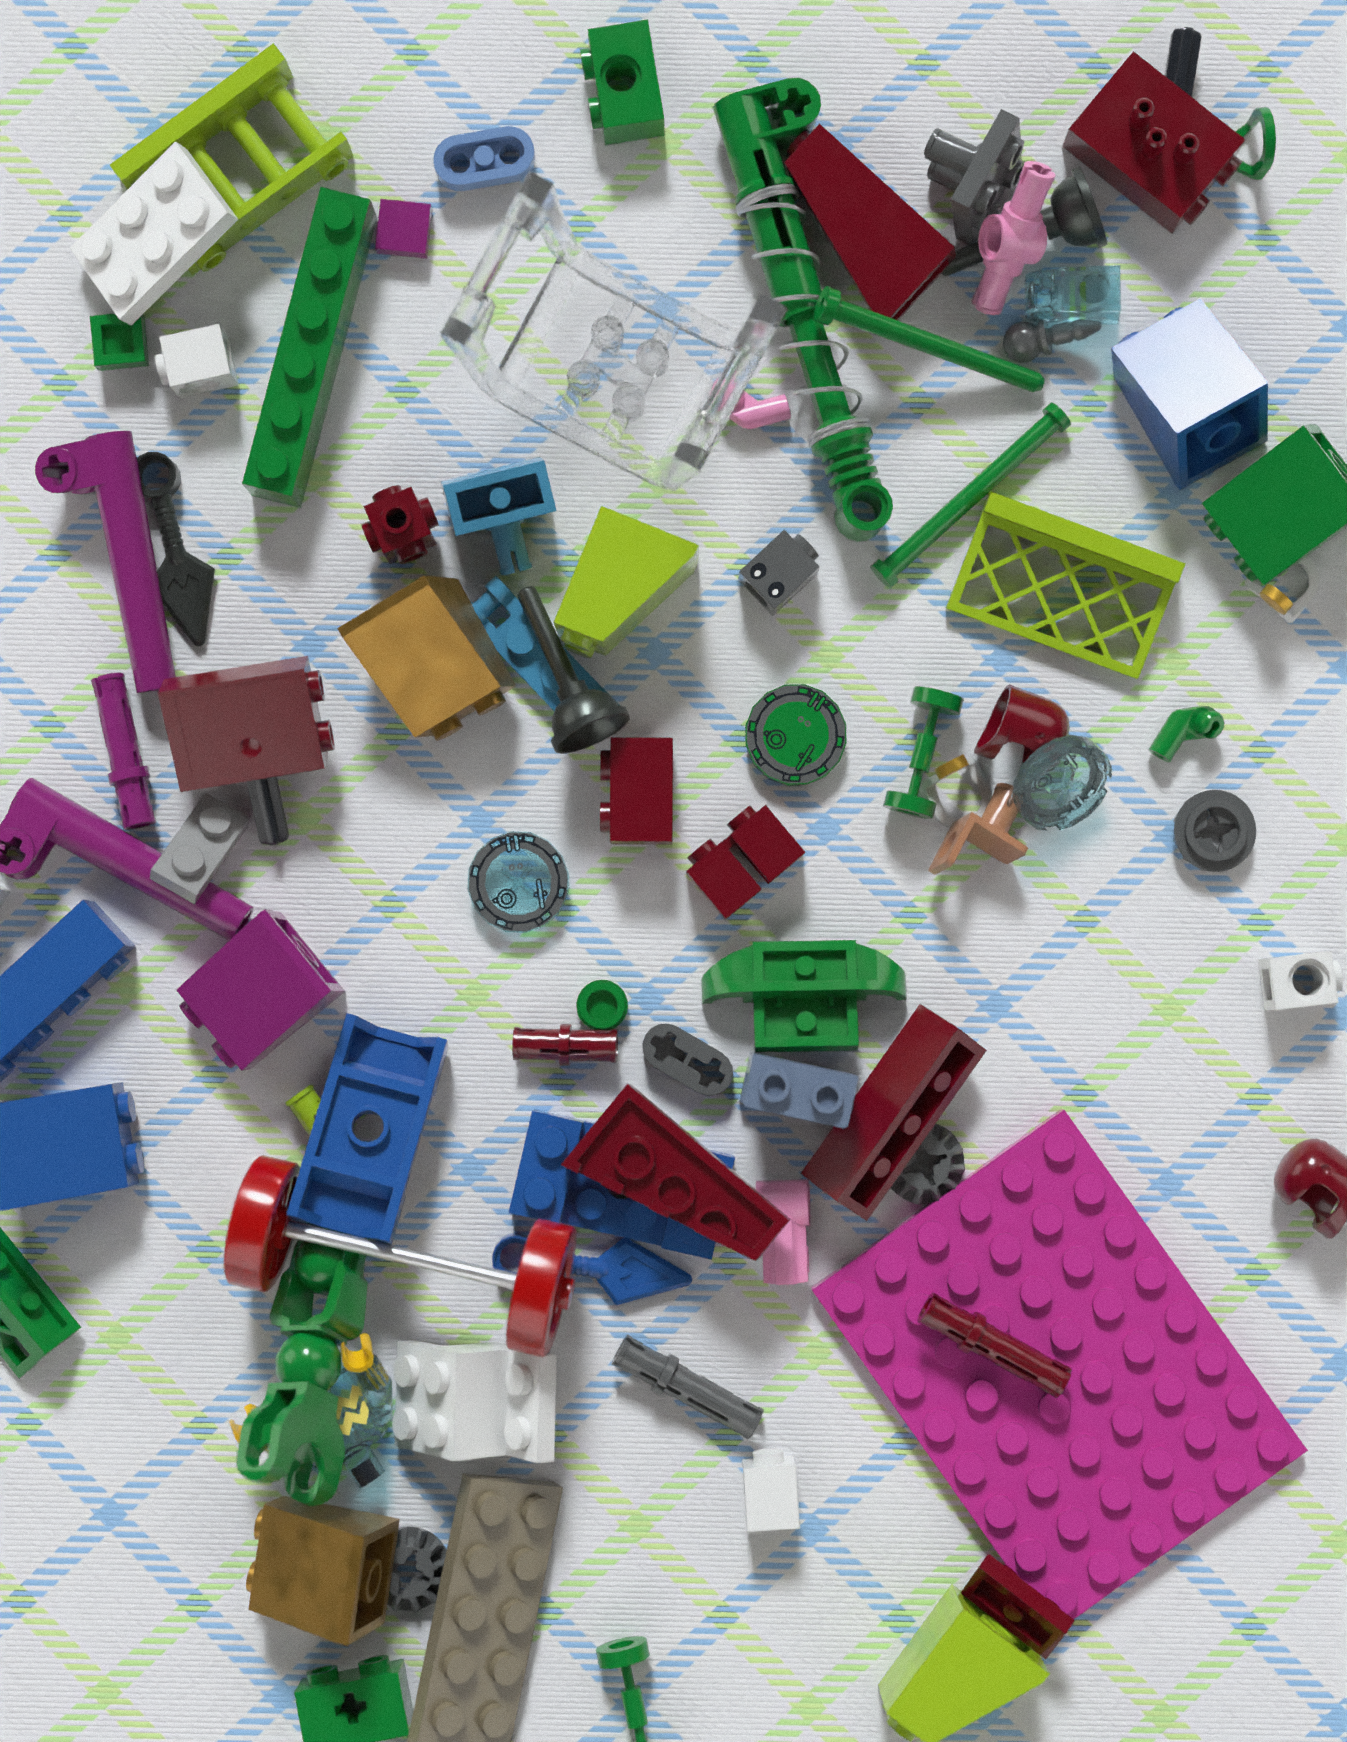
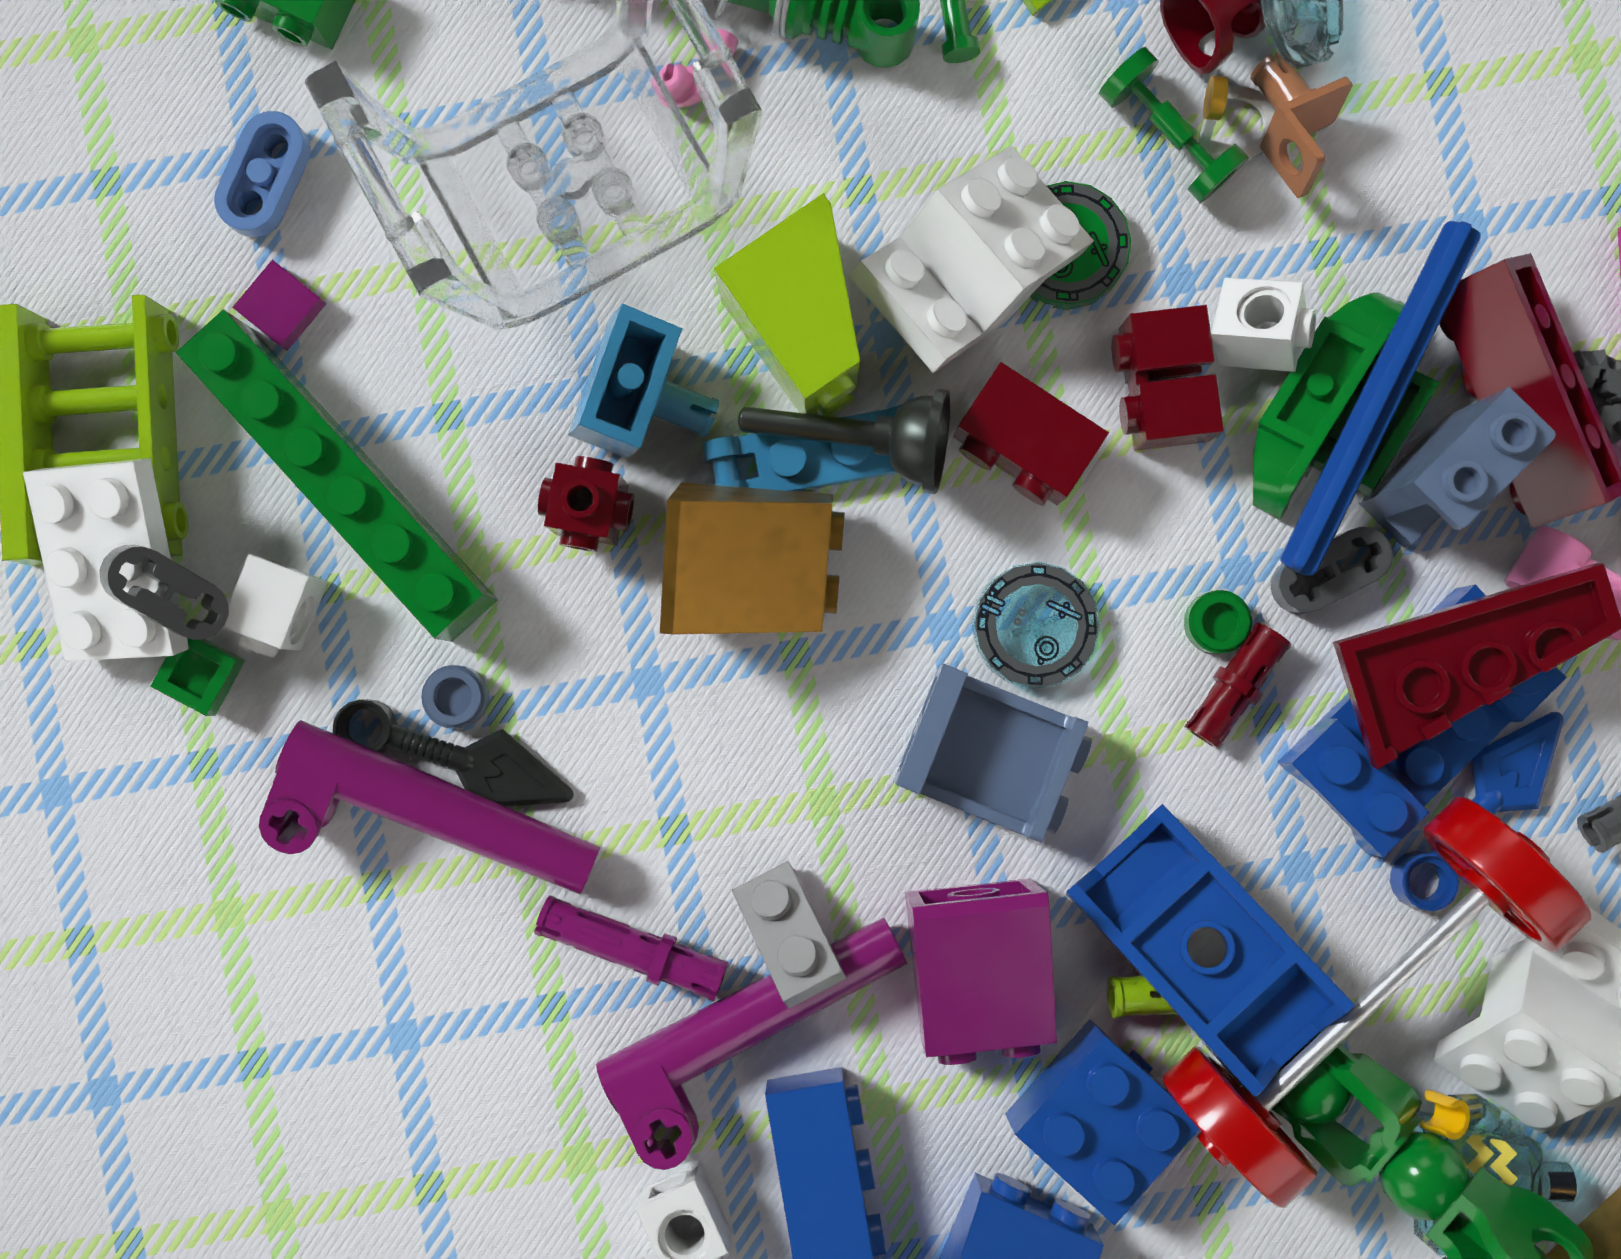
camera: 55 degrees left, 0 degrees up
(144, 289) = (172, 579): none -> dark grey beam
(208, 1134) = (1101, 1121): none -> blue brick
(215, 522) = (455, 696): none -> sand blue tile
(249, 730) = (700, 801): dark red piece -> none
(410, 906) = (993, 754): none -> sand blue panel
(734, 673) = (971, 257): none -> white bracket
(780, 571) = (892, 149): dark grey brick -> none
(818, 1010) = (1380, 398): none -> blue axle
(821, 880) = (1252, 302): none -> white brick

